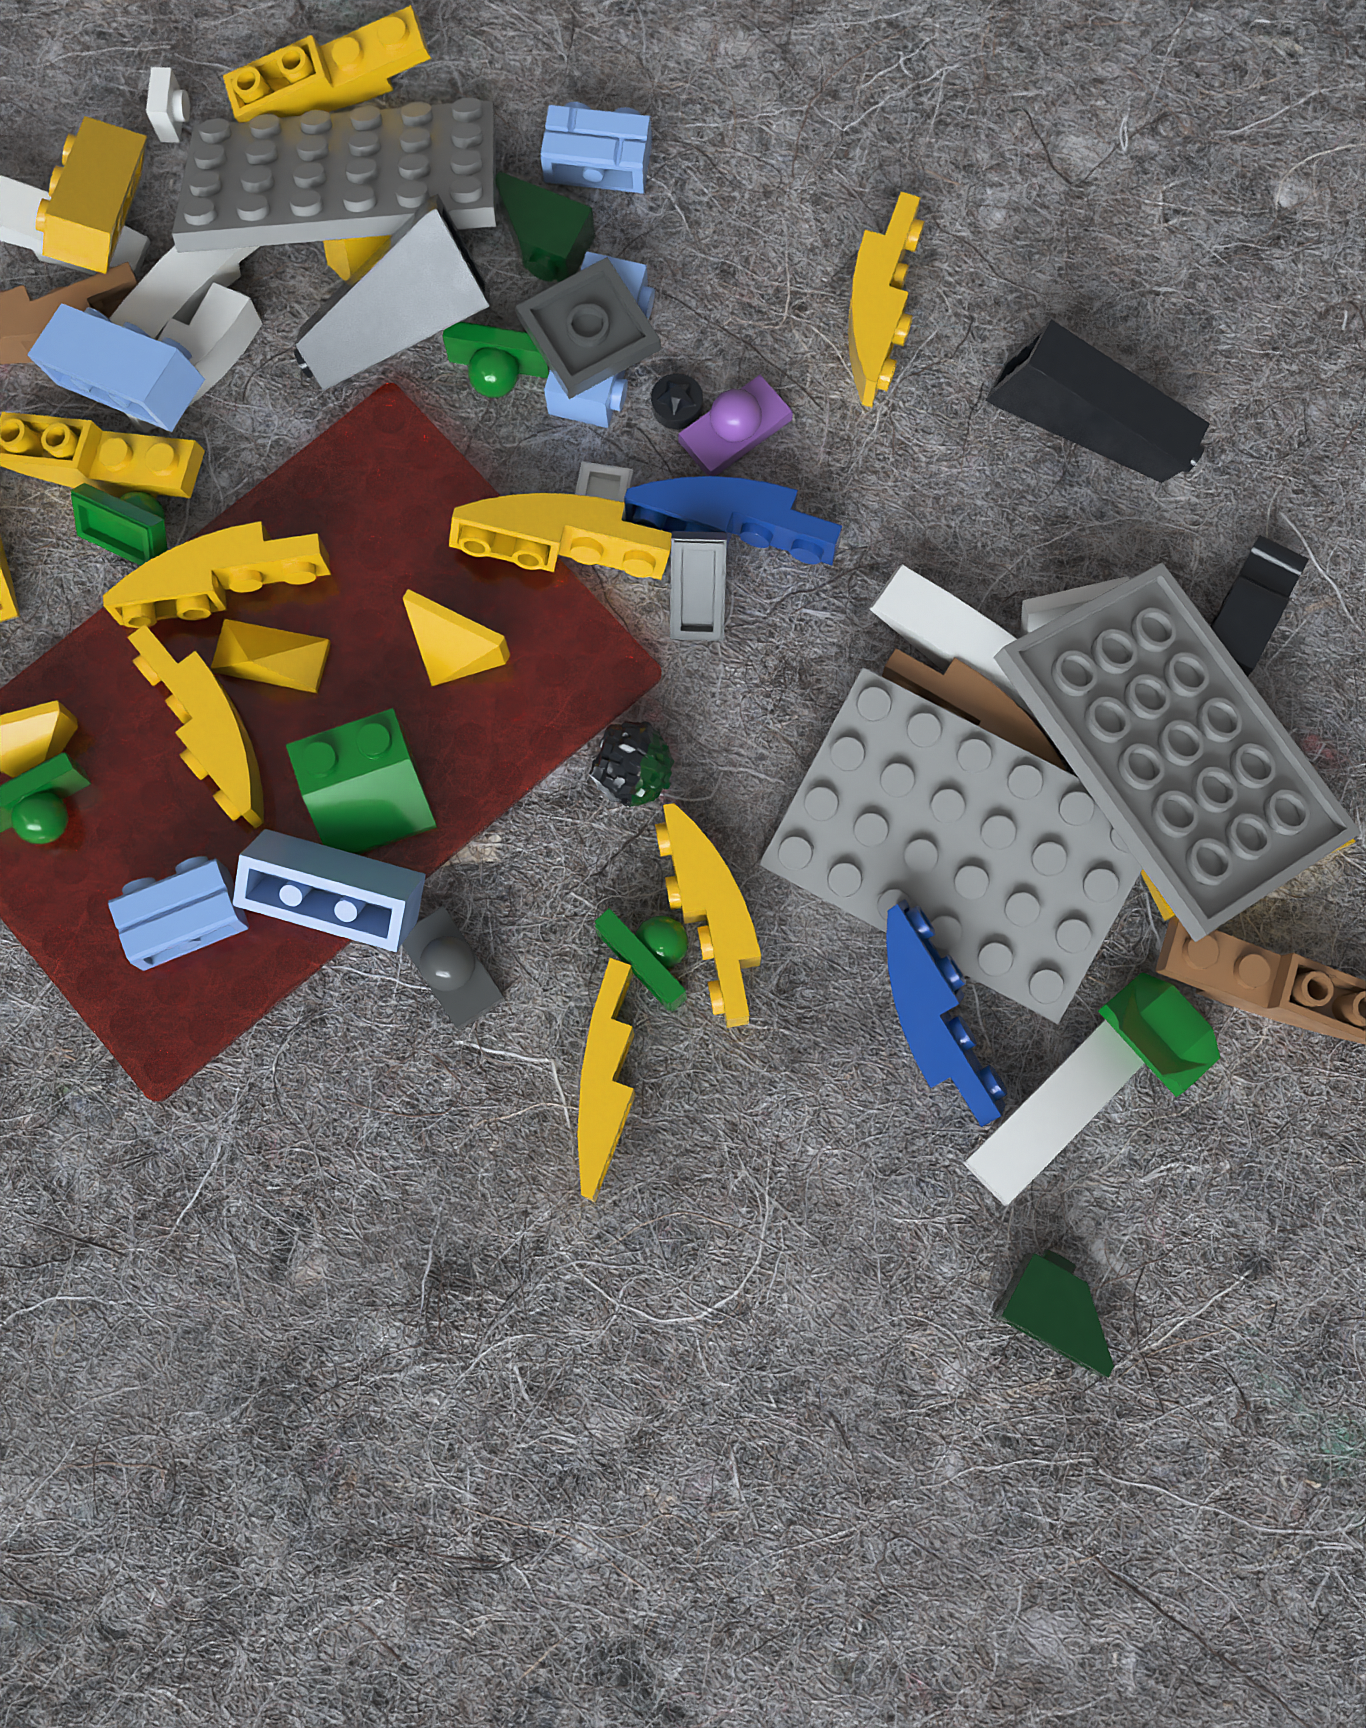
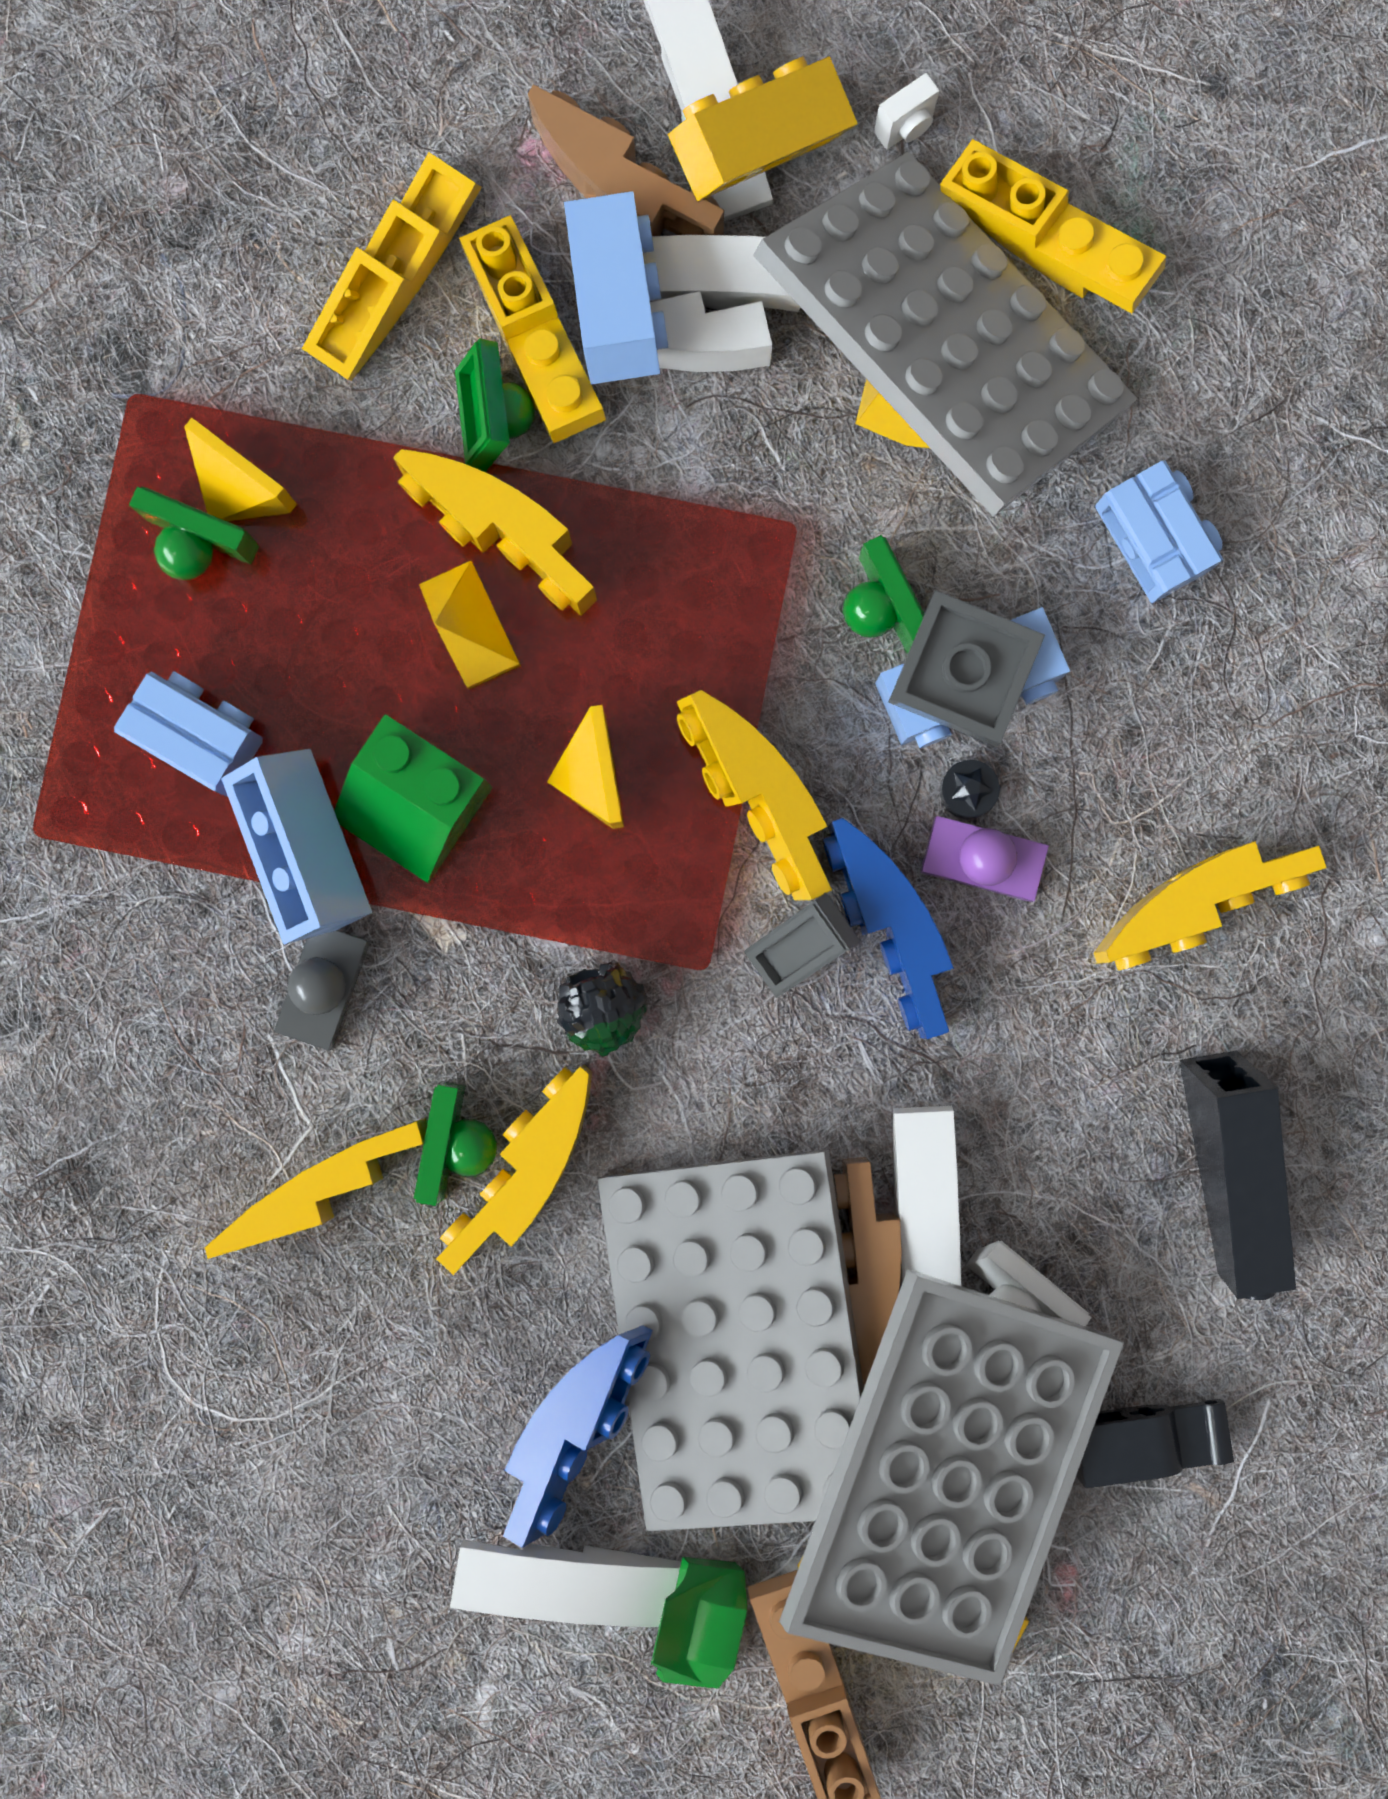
camera: 55 degrees right, 10 degrees up
(211, 727) = (359, 645): yellow slope -> none
(397, 298) = (861, 478): slope -> none
(545, 227) = (1044, 549): dark green slope -> none
(604, 482) = (837, 788): white tile -> none
(1056, 1311) = (400, 1697): dark green slope -> none

